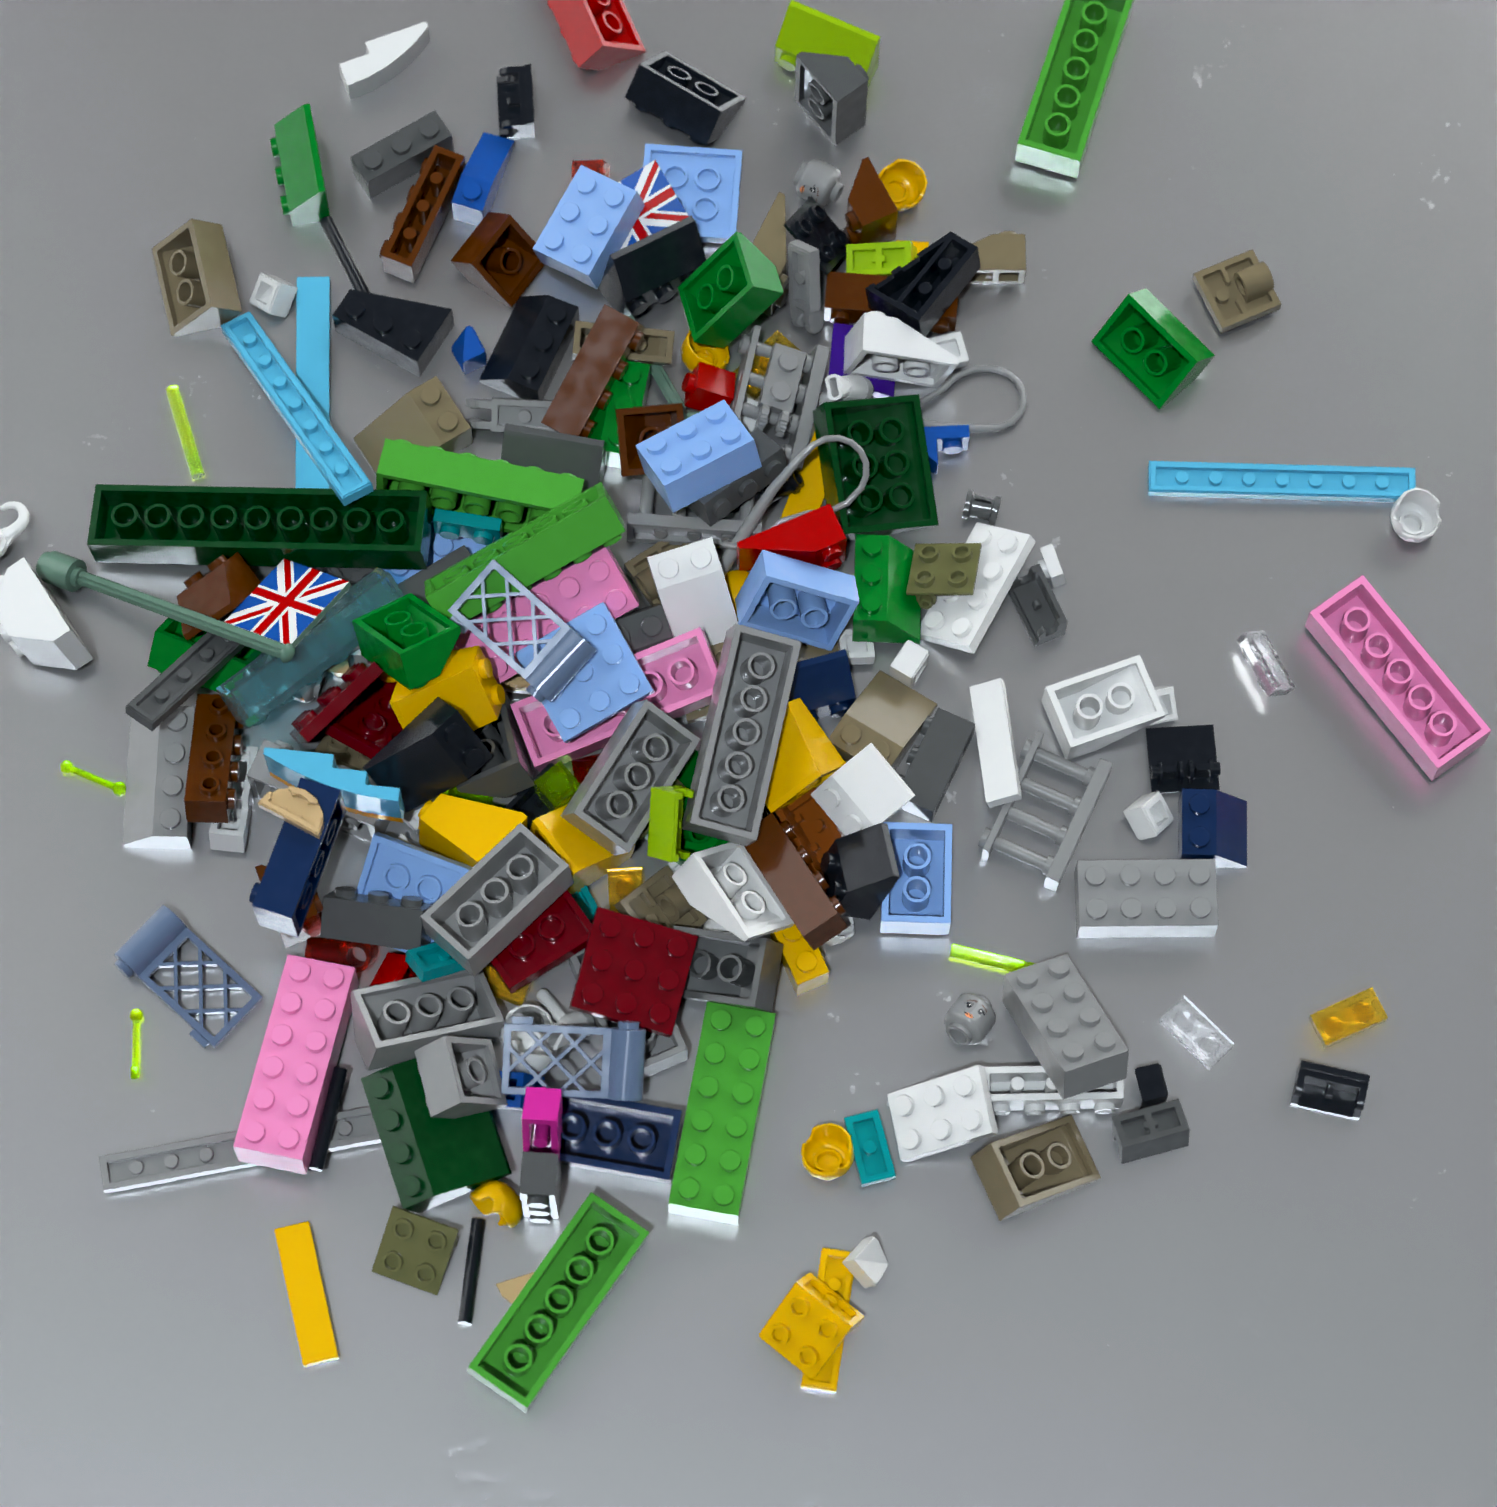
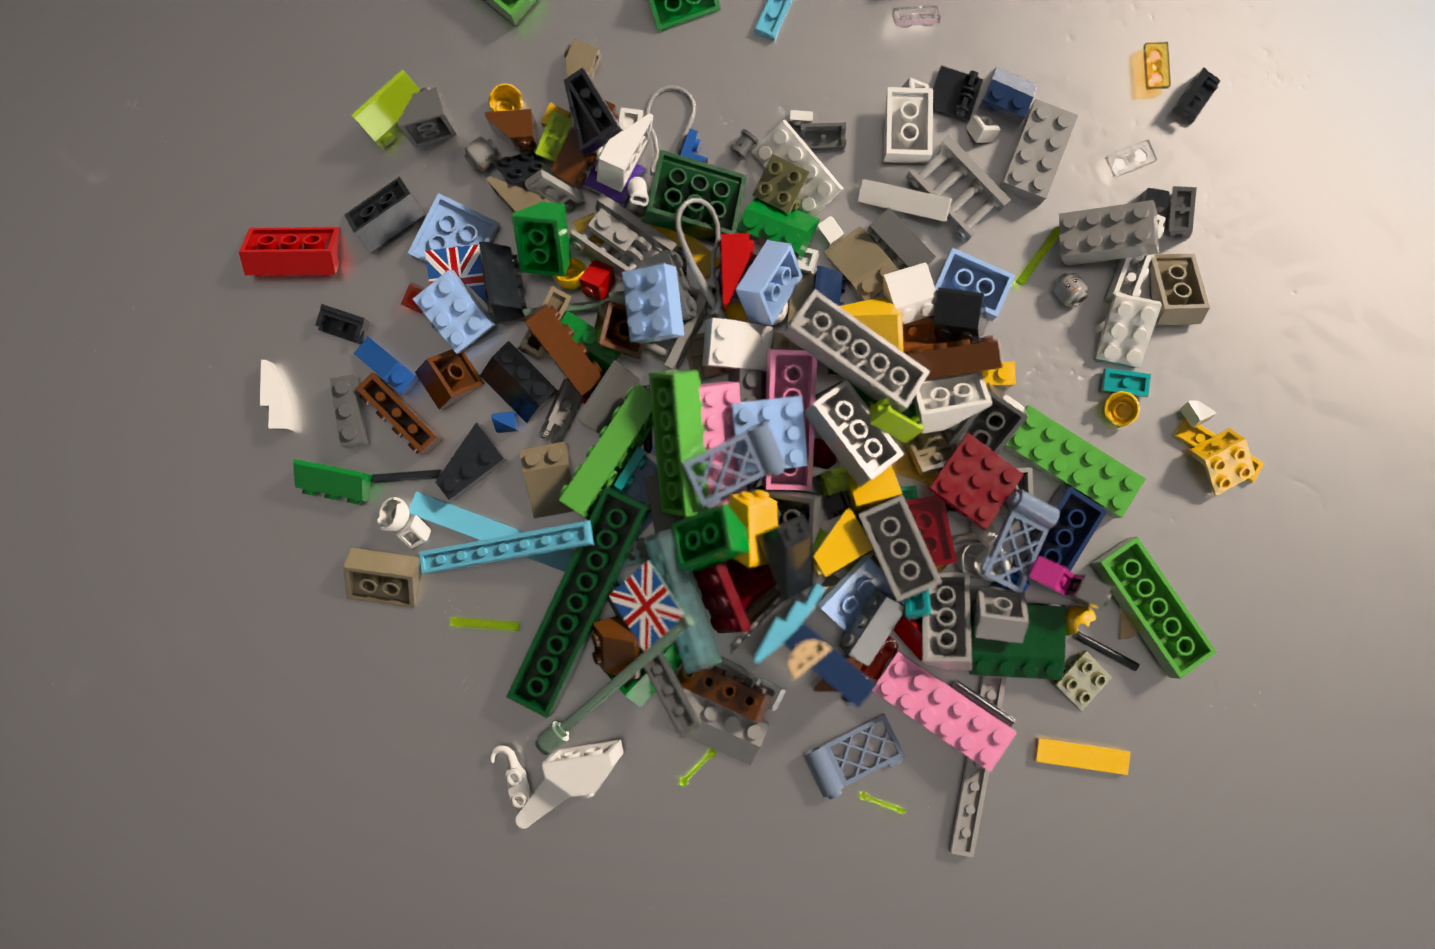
camera: 70 degrees left, 15 degrees up
(286, 260) = (393, 514): none -> white hair

